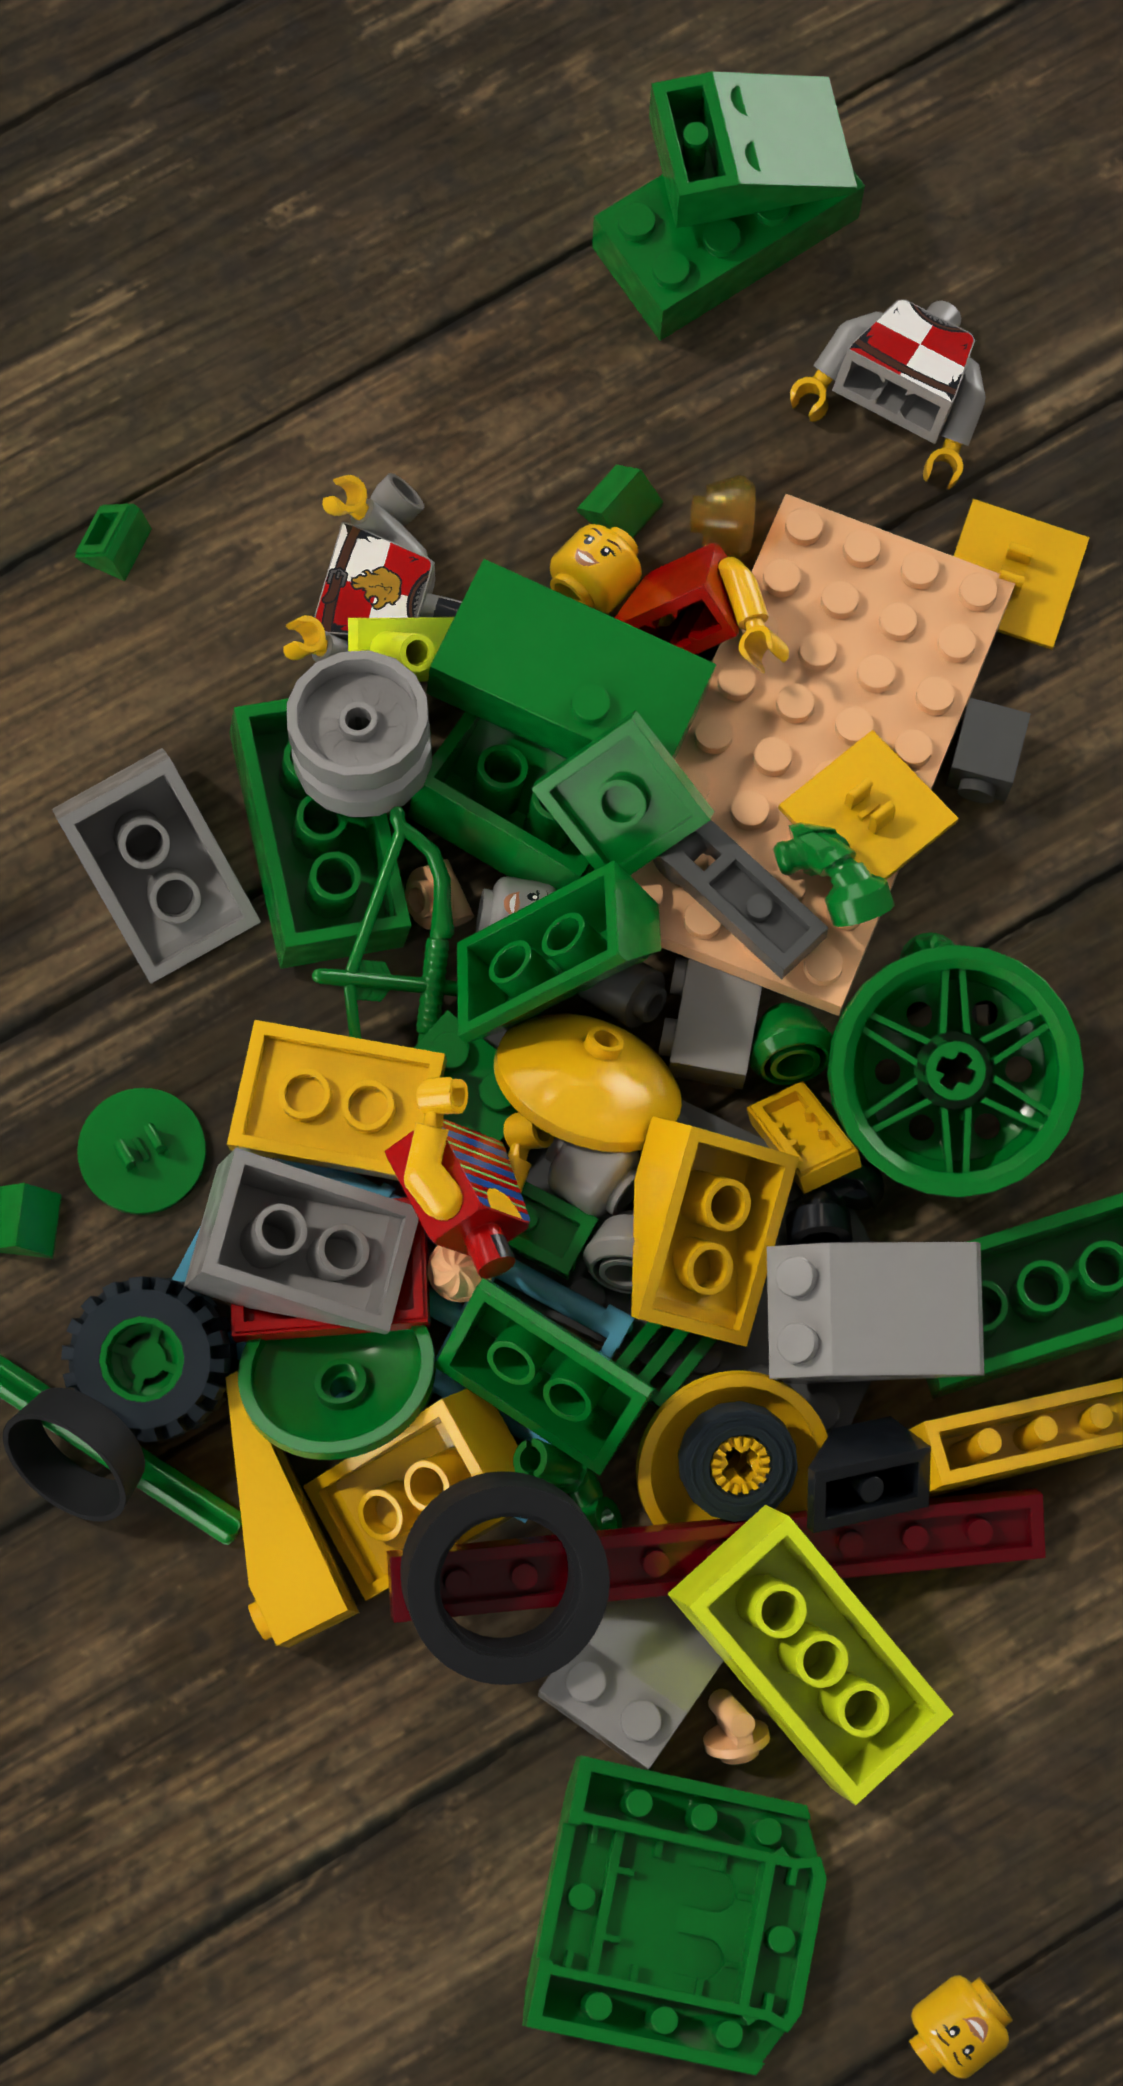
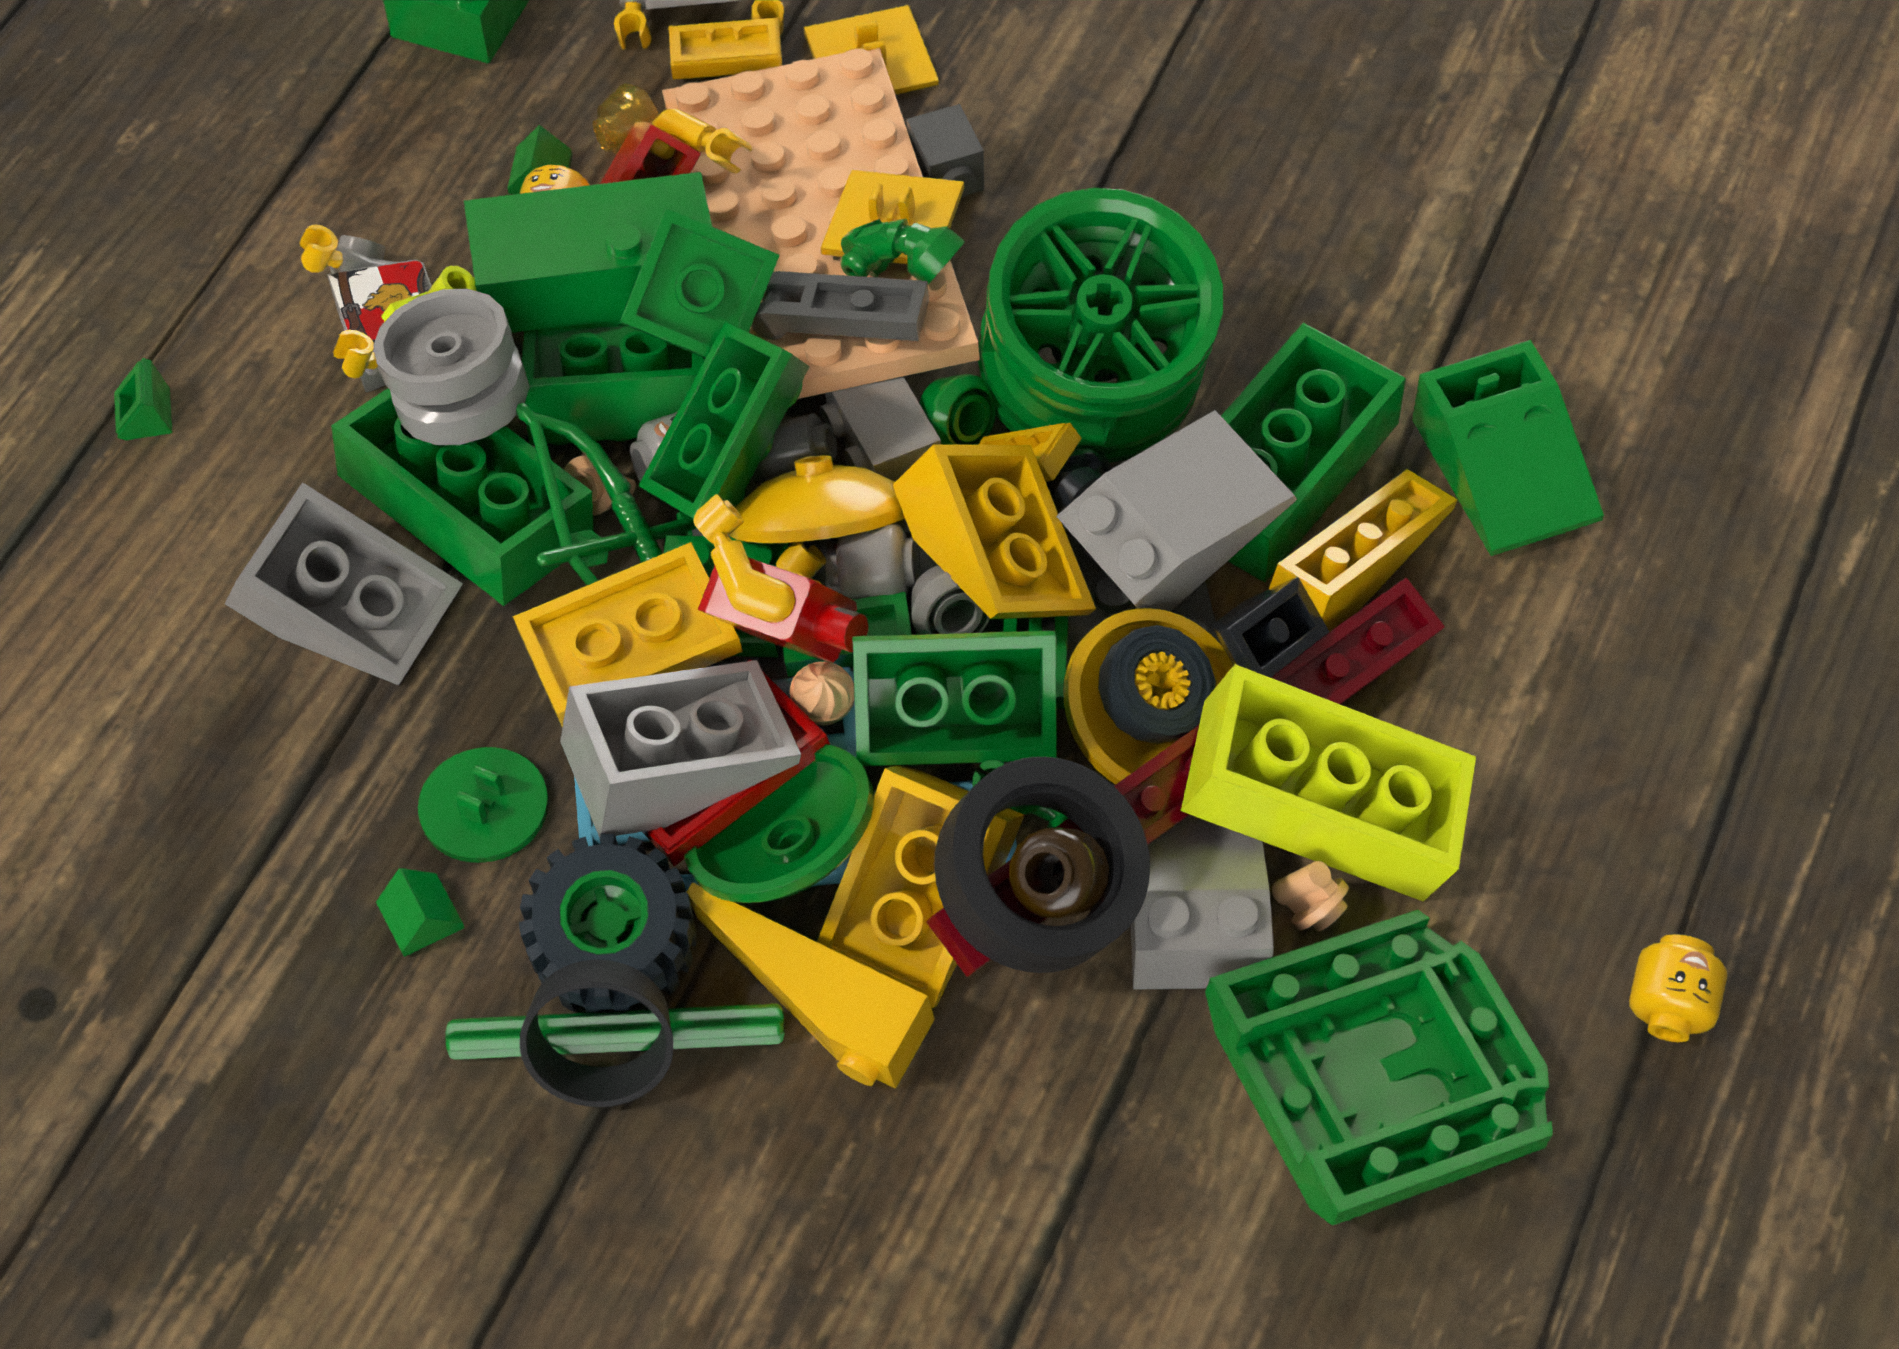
camera: 30 degrees left, 20 degrees down
(508, 1599) = (1038, 874): none -> dark brown head
(878, 481) = (724, 48): none -> yellow plate

